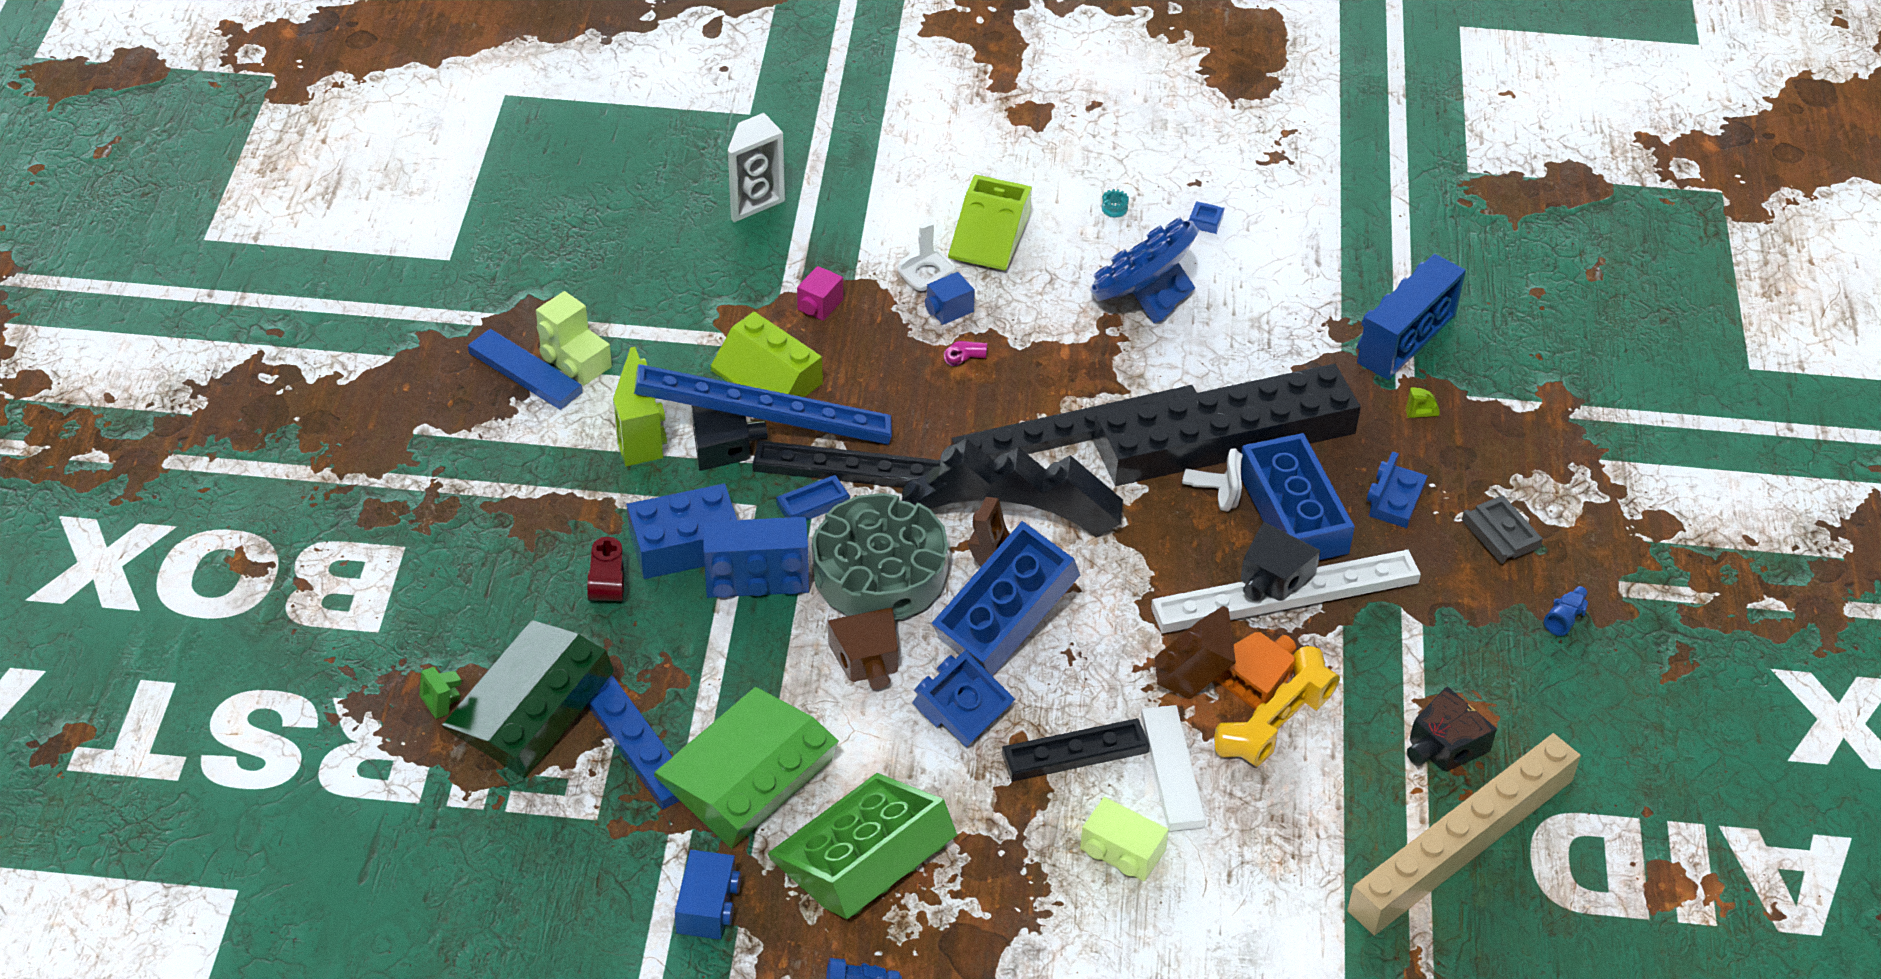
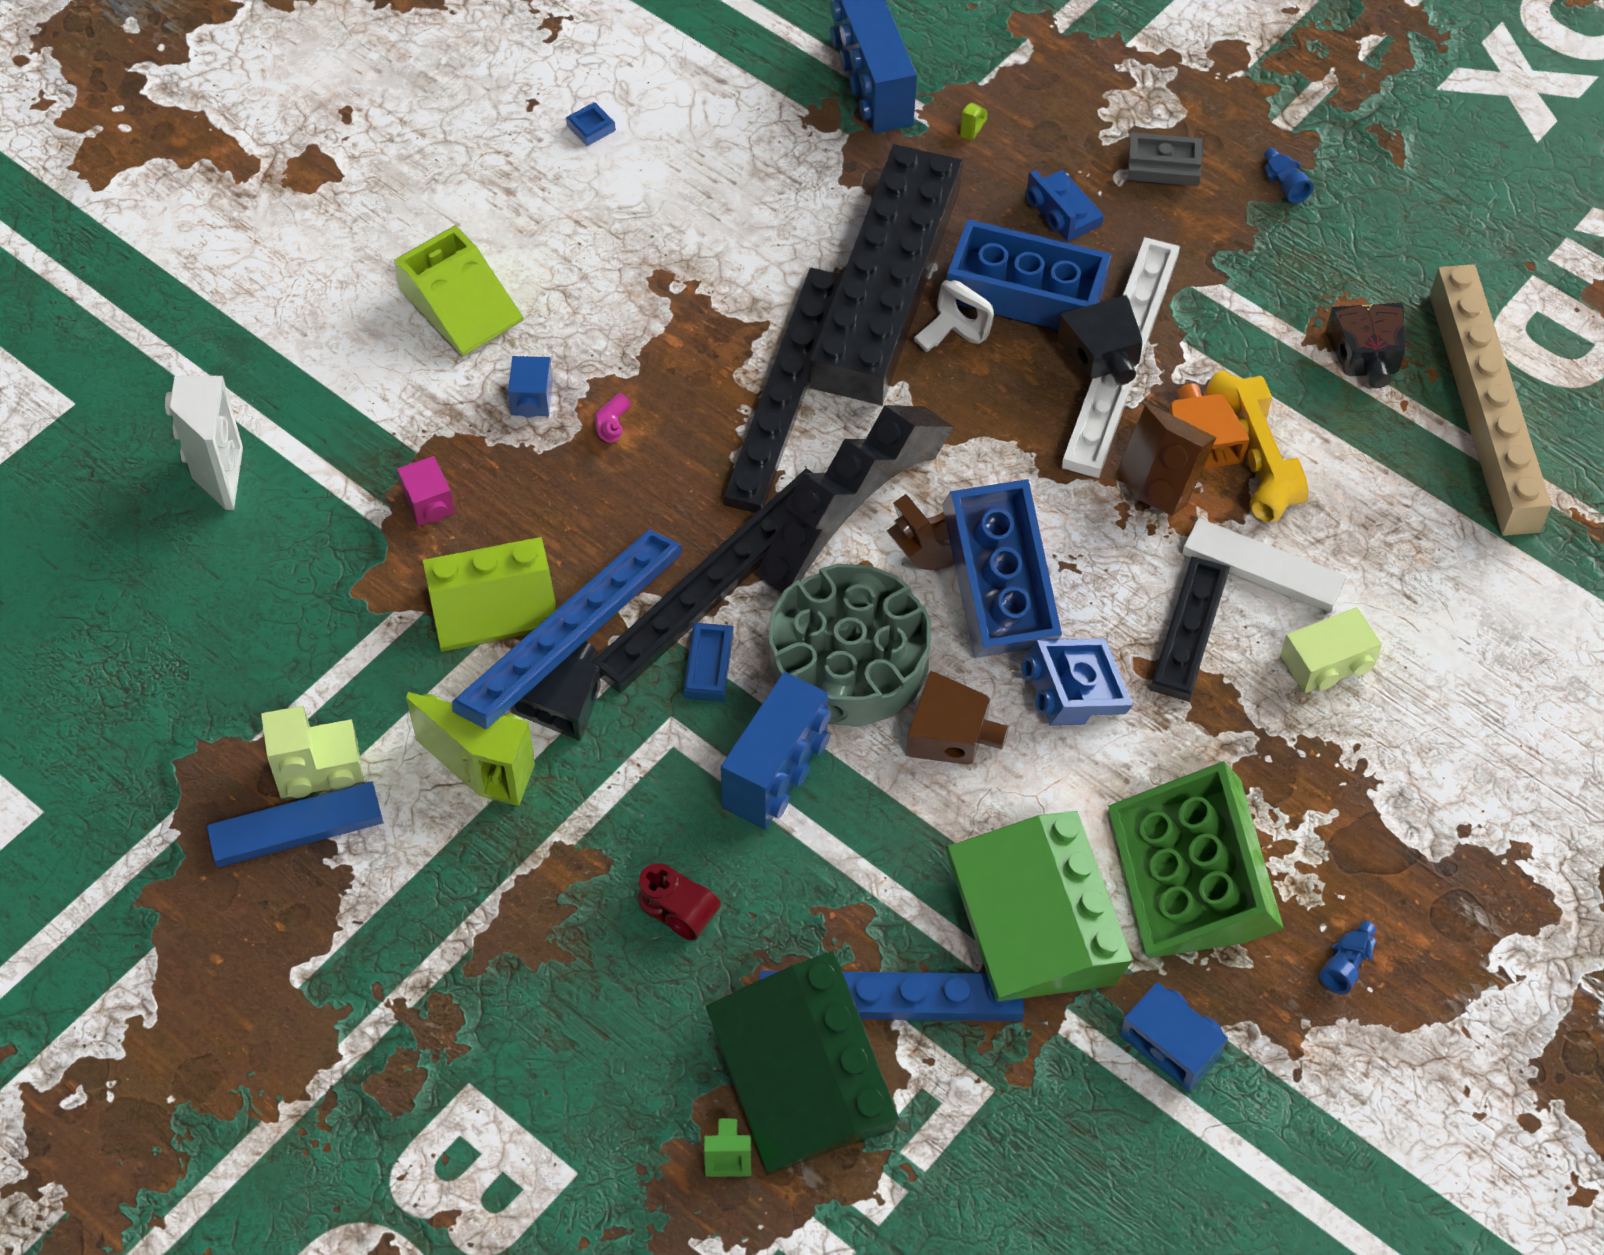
camera: 55 degrees left, 10 degrees up
(670, 528) = (672, 798): blue brick -> none
(925, 256) = (452, 368): white piece -> none
(1115, 197) = (512, 172): teal bush -> none
(1150, 270) = (642, 201): blue bracket -> none

